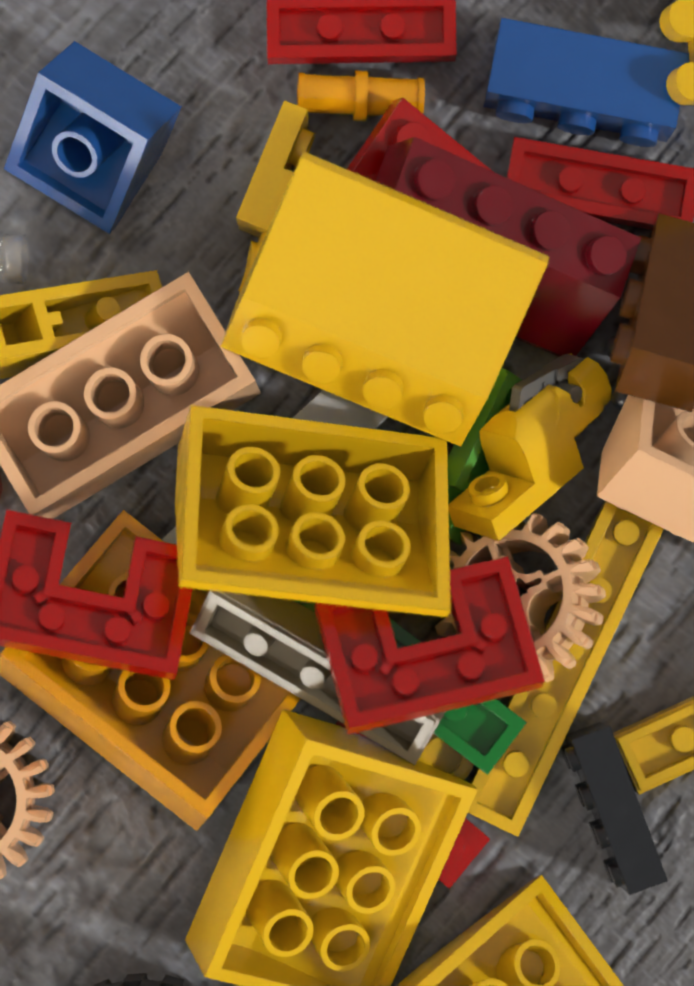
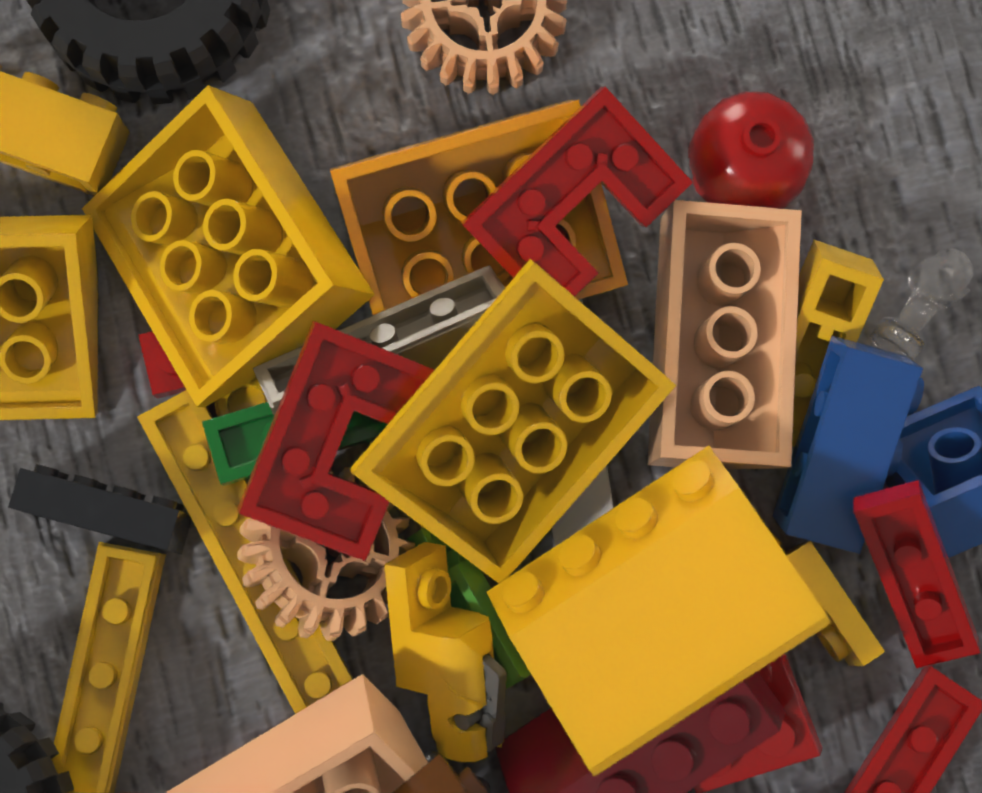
camera: 120 degrees right, 5 degrees down
(135, 239) = (847, 441): none -> blue brick
(204, 115) = (916, 574): none -> red plate
(356, 94) = (848, 722): light orange pin -> none

